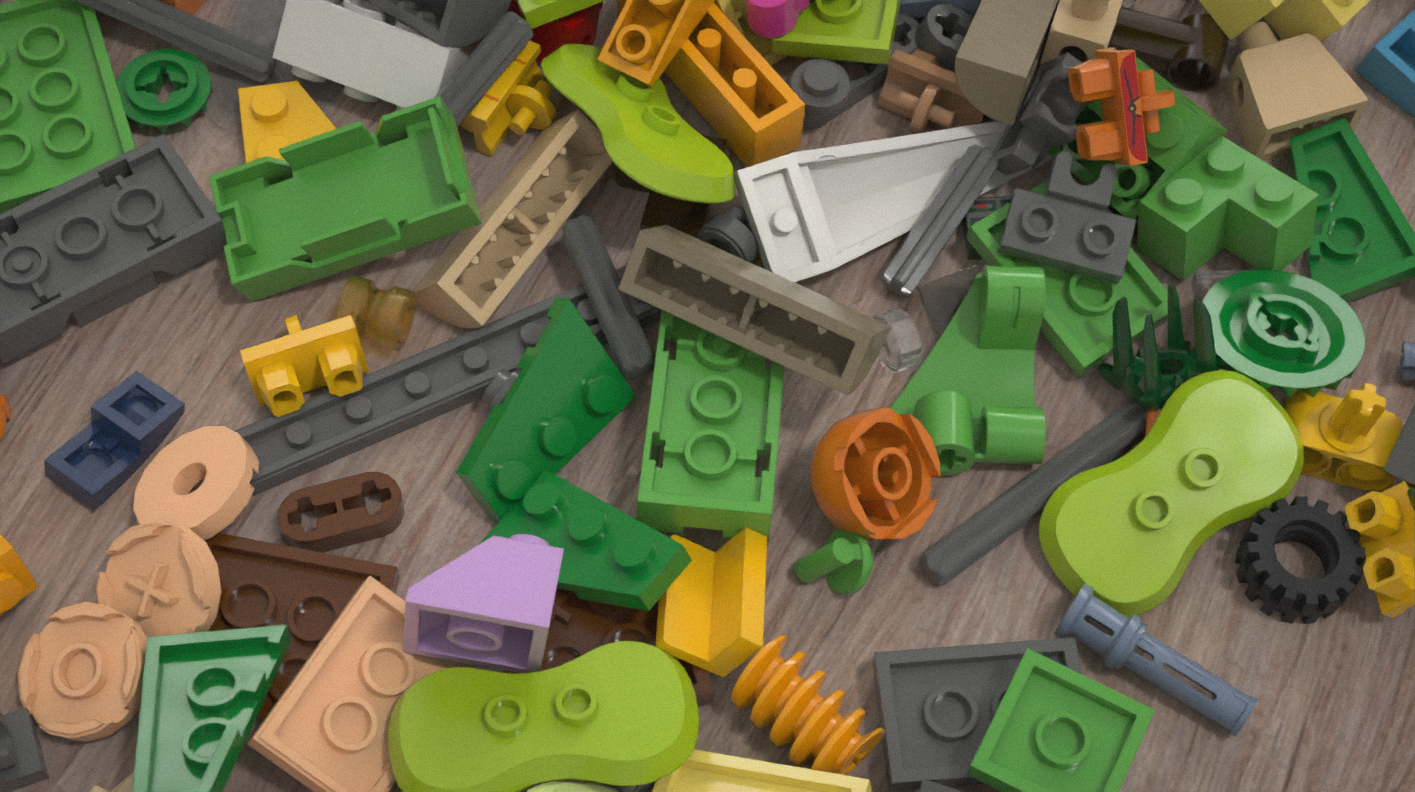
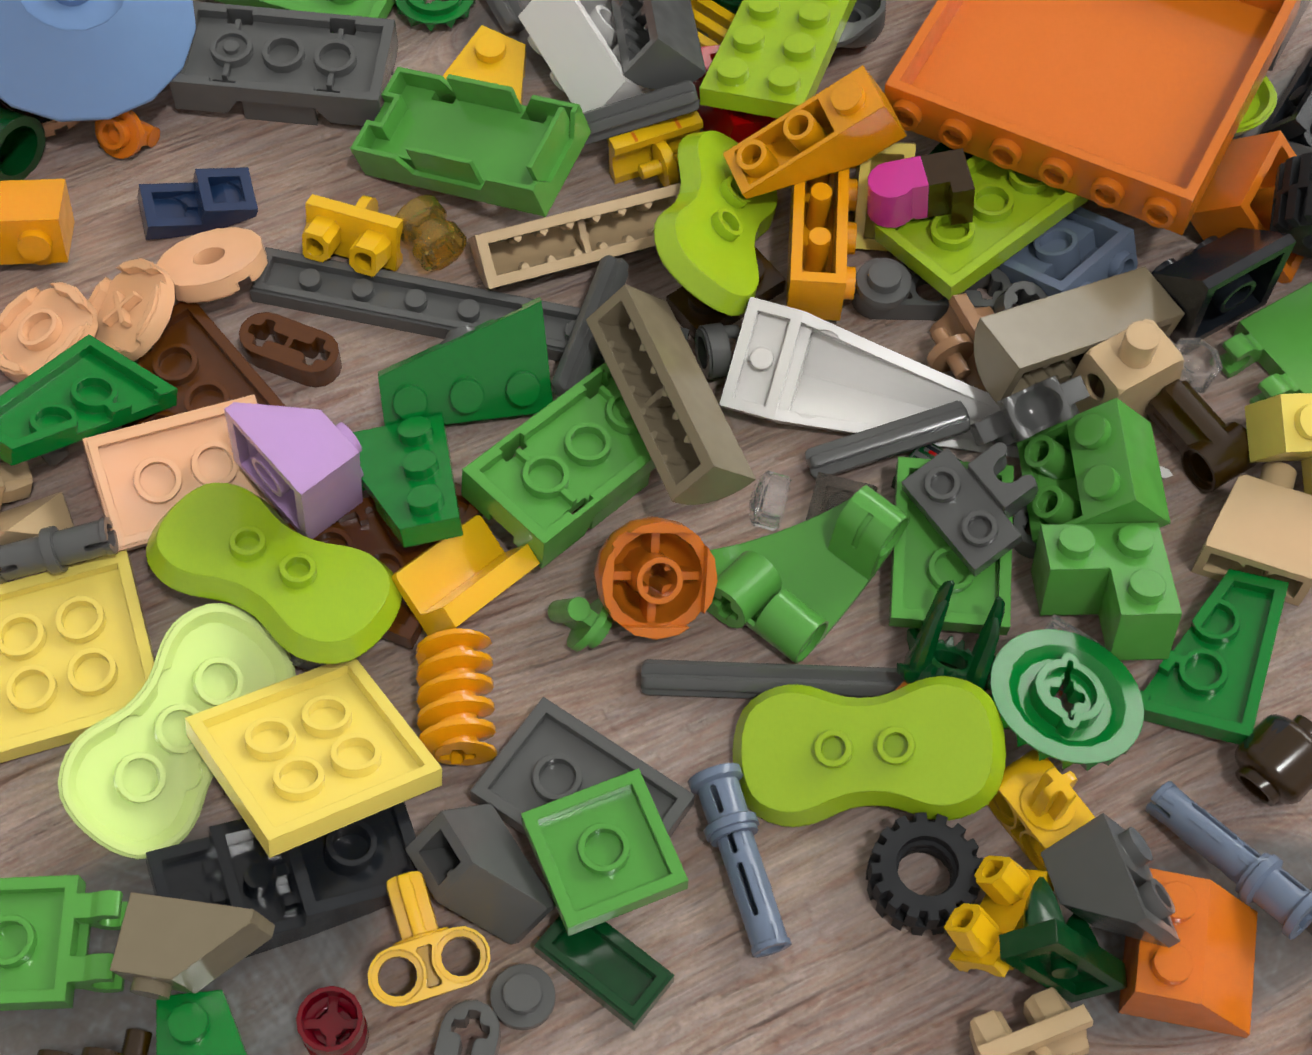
camera: 40 degrees right, 0 degrees up
(1127, 106) = (1051, 458): orange hips -> none

